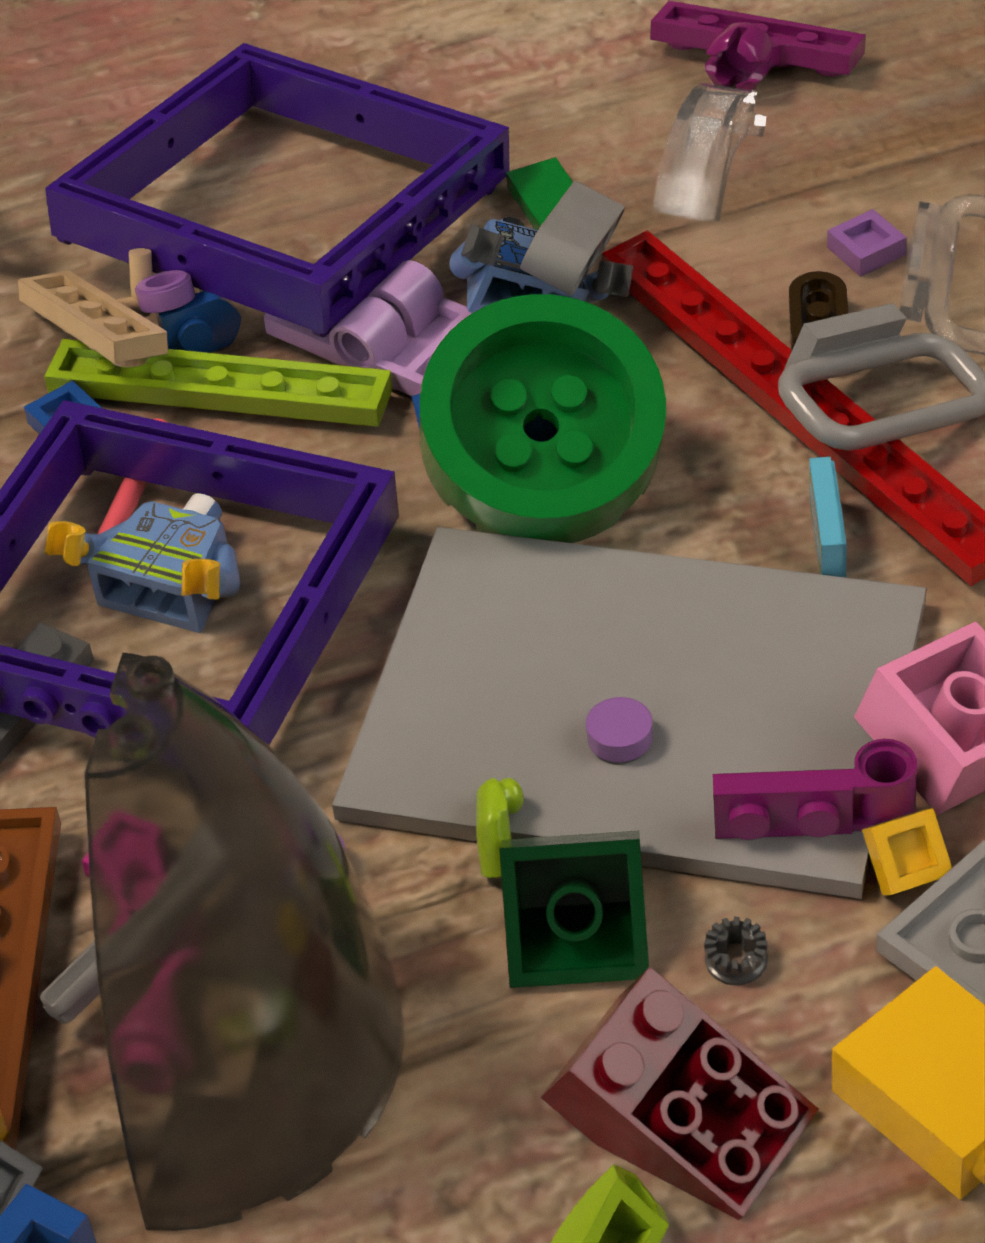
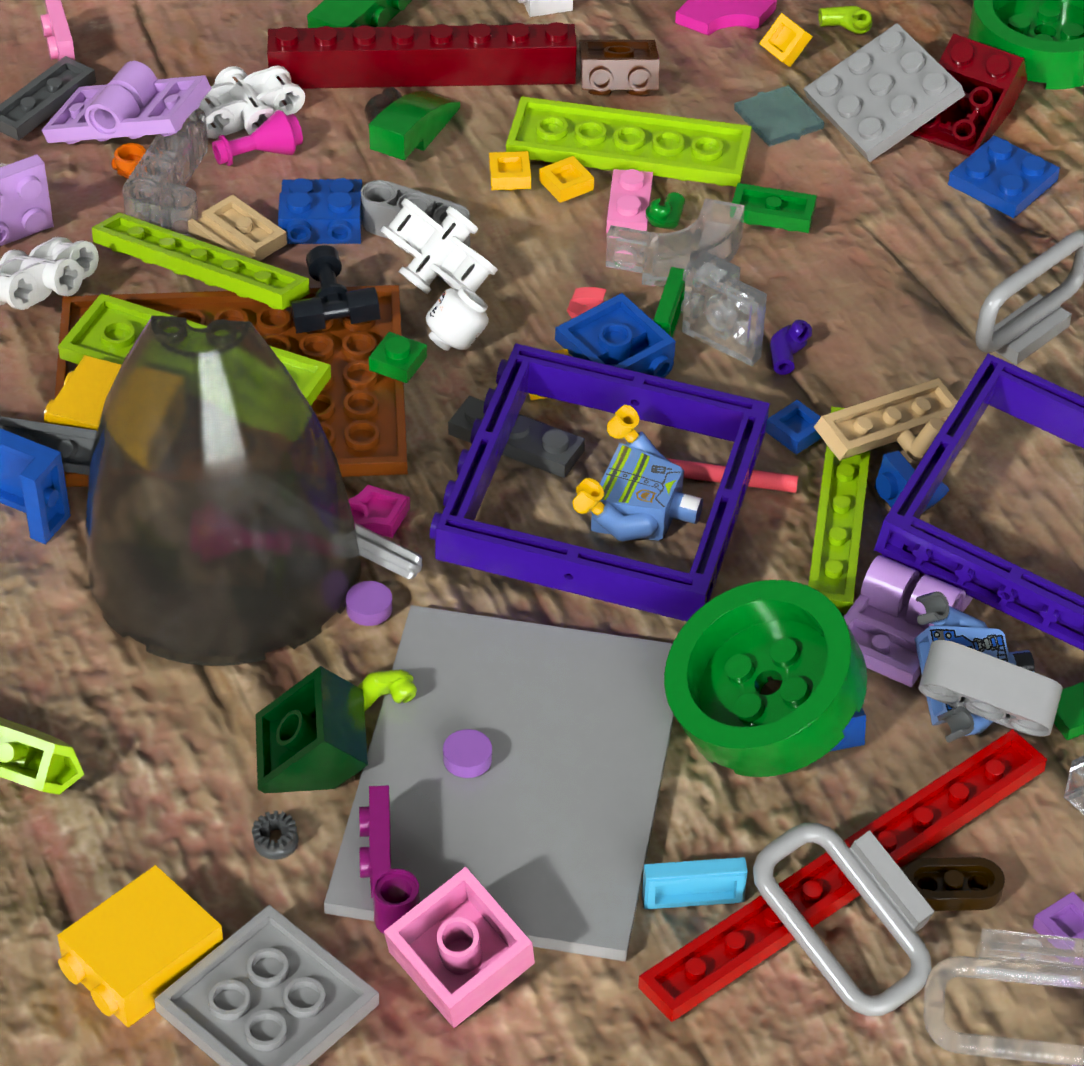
camera: 80 degrees right, 0 degrees up
(165, 291) = (907, 449): medium lavender tile -> none
(680, 1097) = (145, 797): dark red slope -> none
(907, 851) = (349, 927): yellow plate -> none

